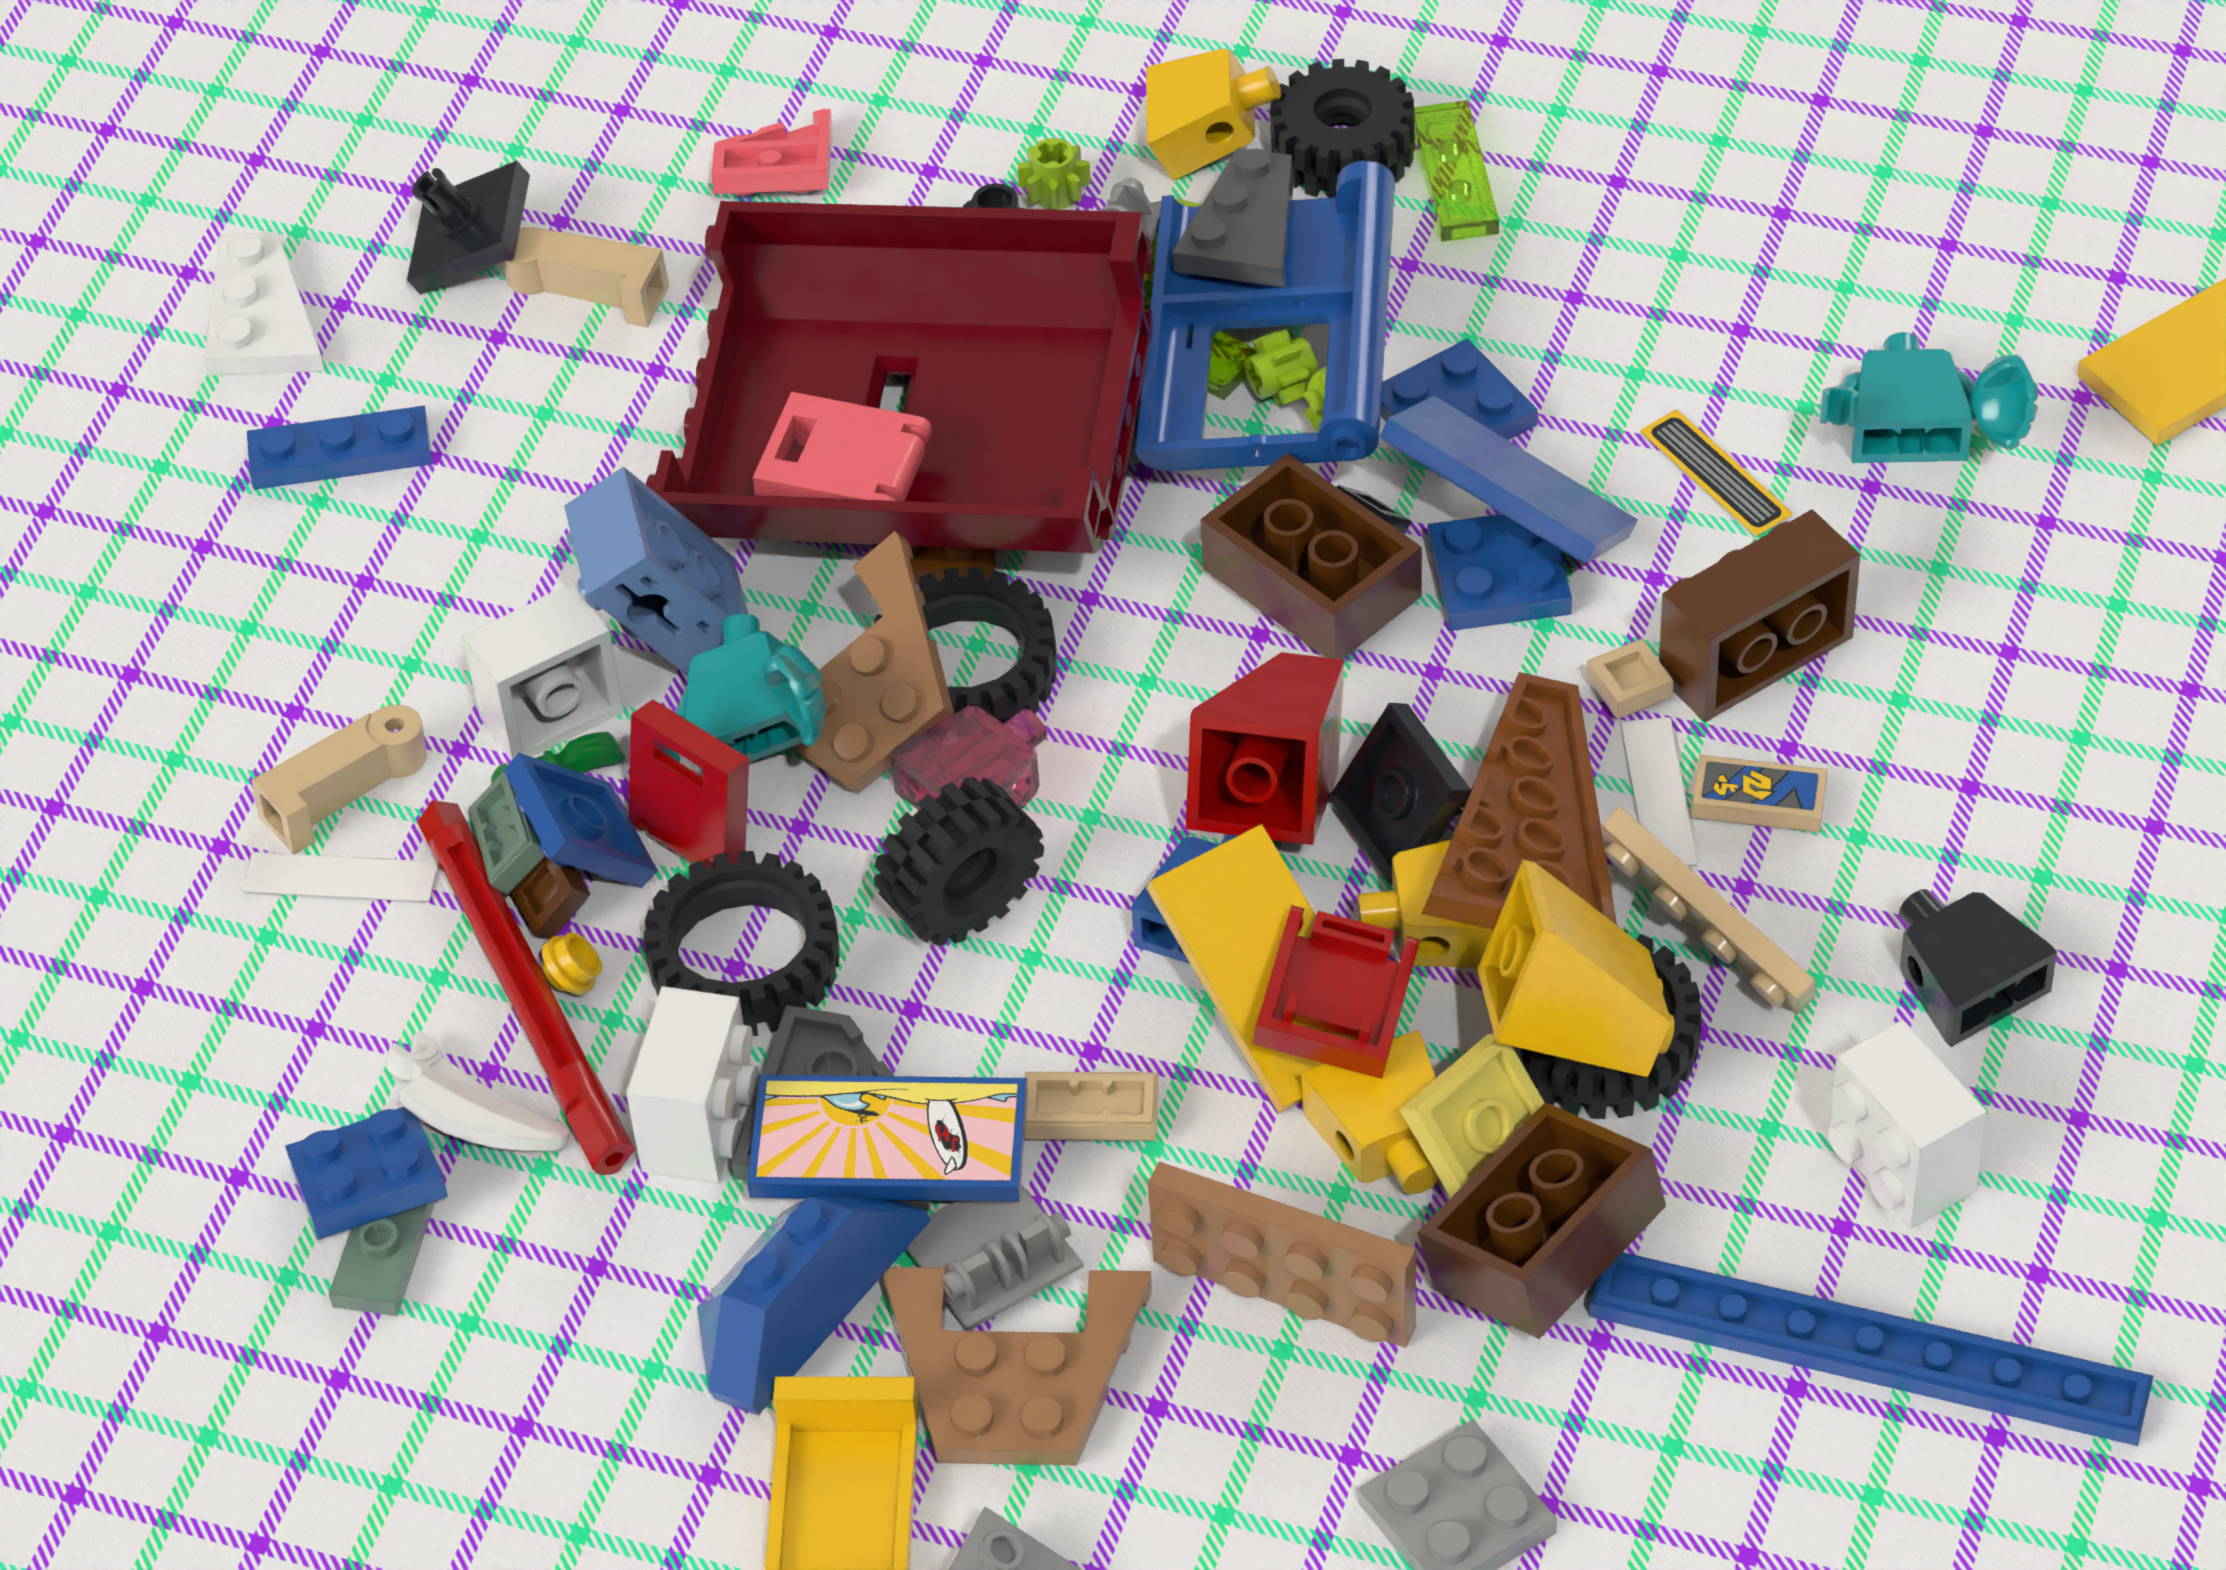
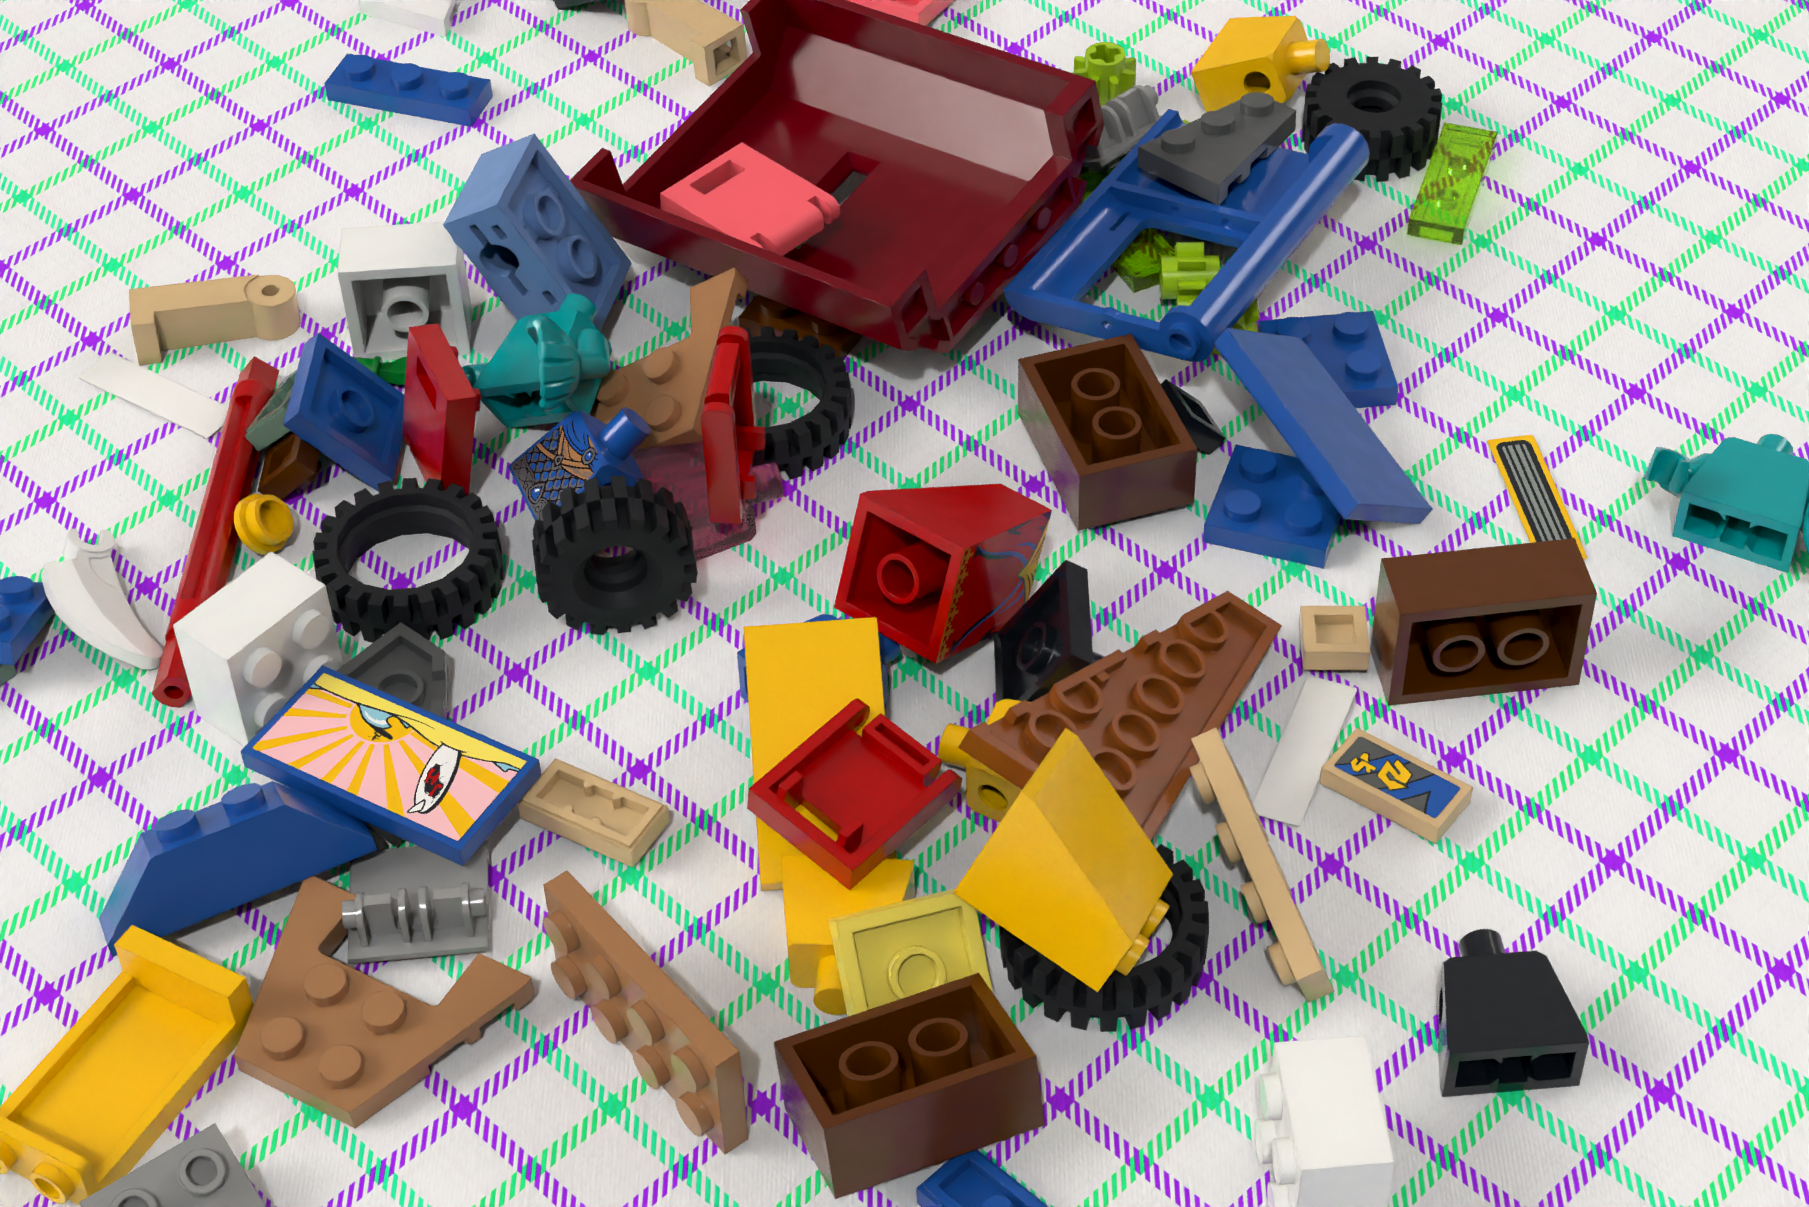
camera: 25 degrees right, 5 degrees down
(858, 791) = (576, 452): none -> torso
(1004, 697) = (730, 428): none -> red container

